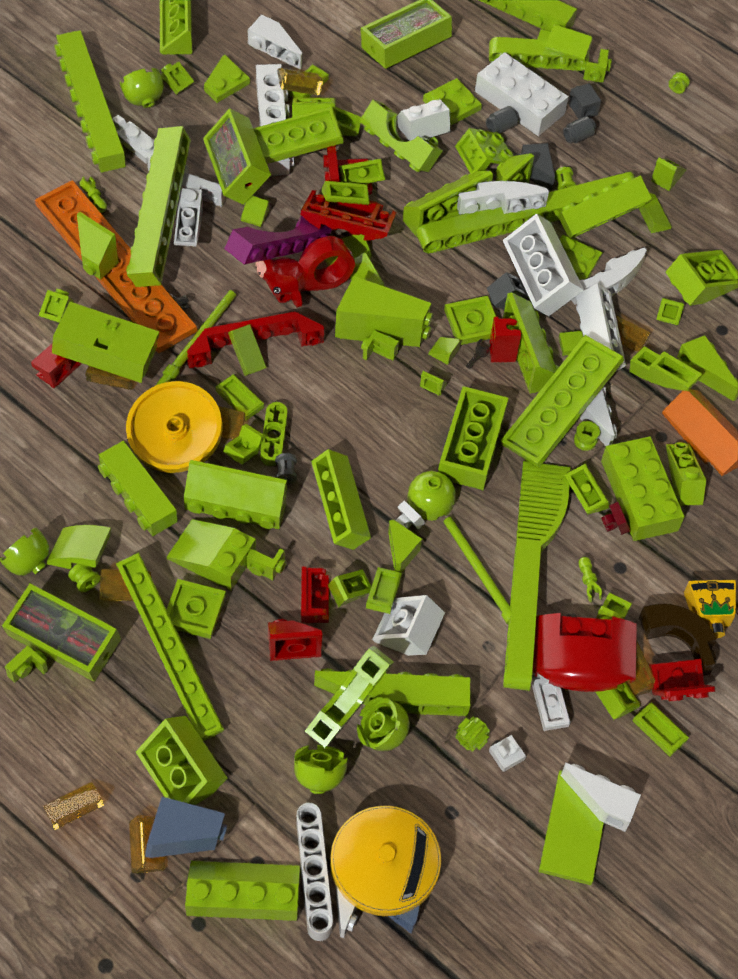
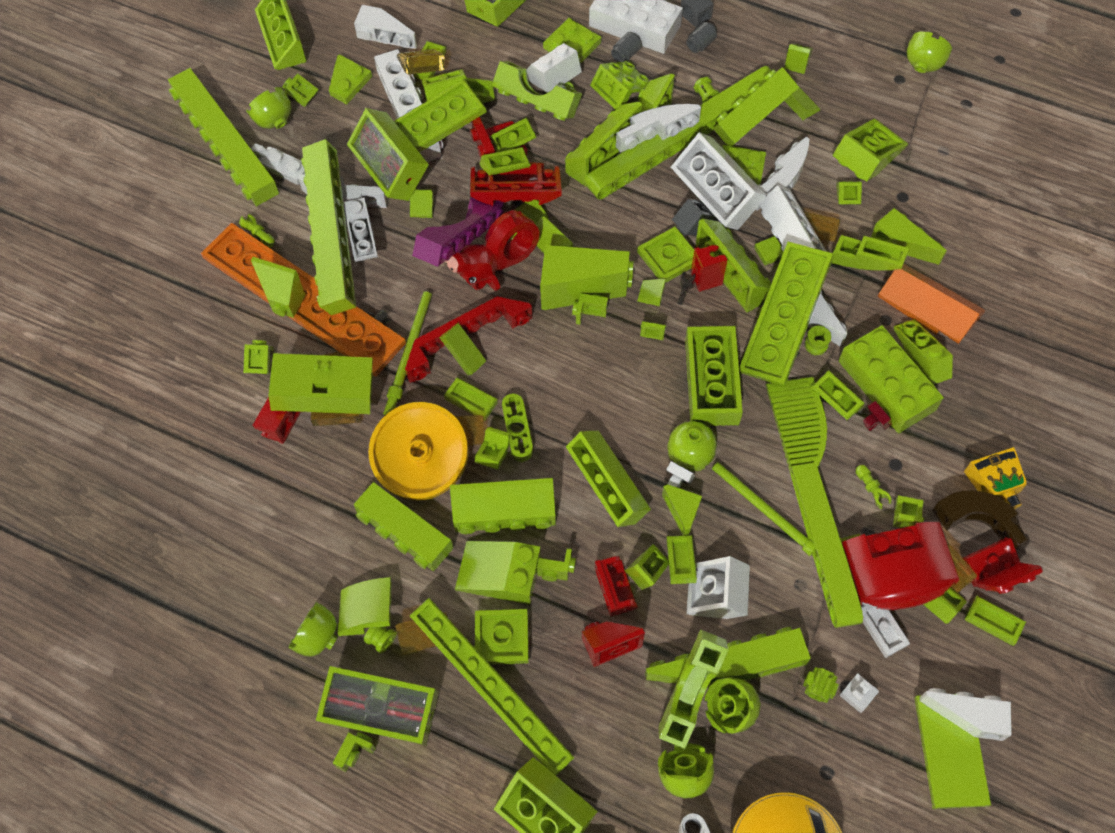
camera: 10 degrees left, 5 degrees up
(290, 465) = (546, 468): dark grey bush -> none
(542, 168) = (684, 88): dark grey slope -> none

